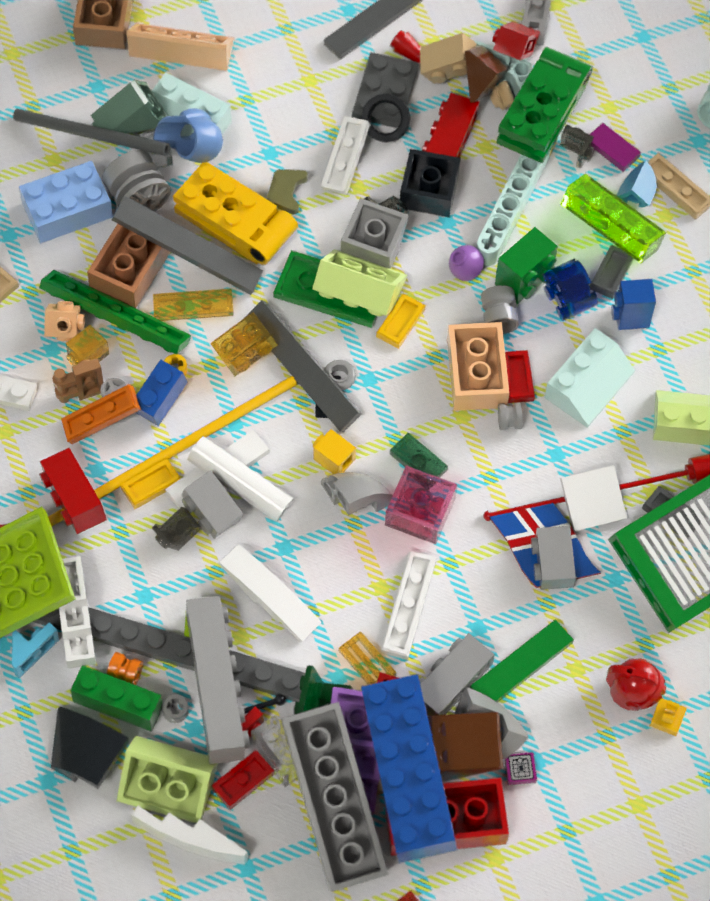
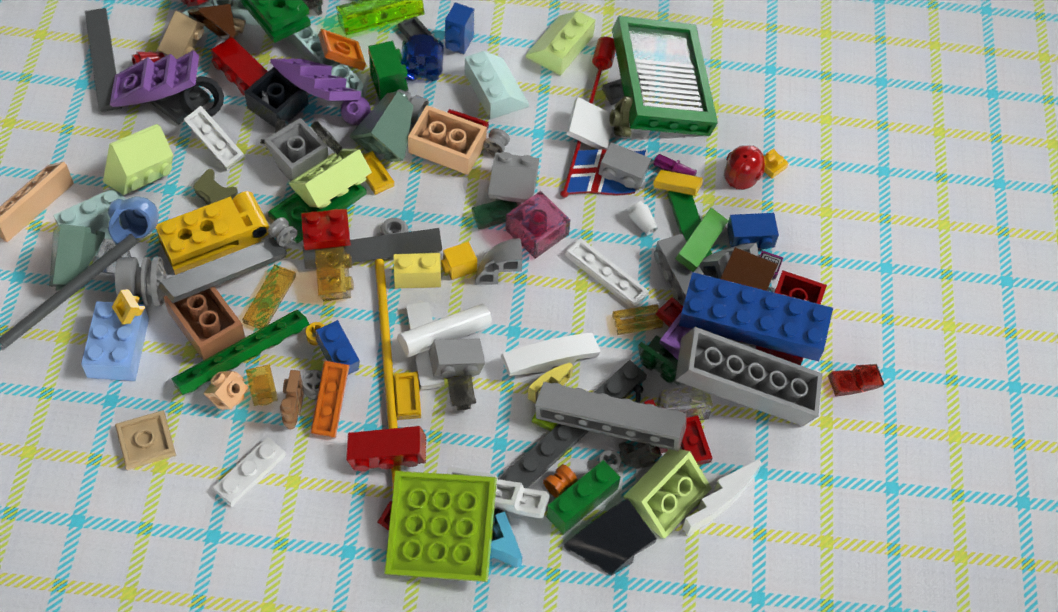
camera: 65 degrees left, 5 degrees down
(90, 185) = (127, 307): none -> yellow tile
(190, 727) = (639, 458): none -> clear smoke bracket
(244, 611) = (557, 375): none -> light yellow slope
(267, 104) = (138, 160): none -> yellowish green slope
(269, 274) = (282, 231): none -> light grey wheel
(293, 310) = (325, 229): none -> red plate
(296, 418) = (417, 270): none -> light yellow brick
(376, 65) = (154, 80): none -> medium lavender slope
(406, 252) = (326, 137): none -> clear smoke tile
(451, 299) = (386, 127): none -> sand green slope
(466, 453) = (513, 177): none -> light grey slope
(467, 203) = (315, 79): none -> medium lavender slope
(500, 678) = (701, 240): none -> bright green tile
(501, 608) = (643, 217): none -> white cone
(530, 207) = (341, 49): none -> orange tile
(551, 731) = (753, 228): none -> blue brick
(570, 623) = (678, 182): none -> yellow tile
(592, 613) = (673, 166): none -> magenta axle
(615, 523) = (620, 117): none -> olive piece

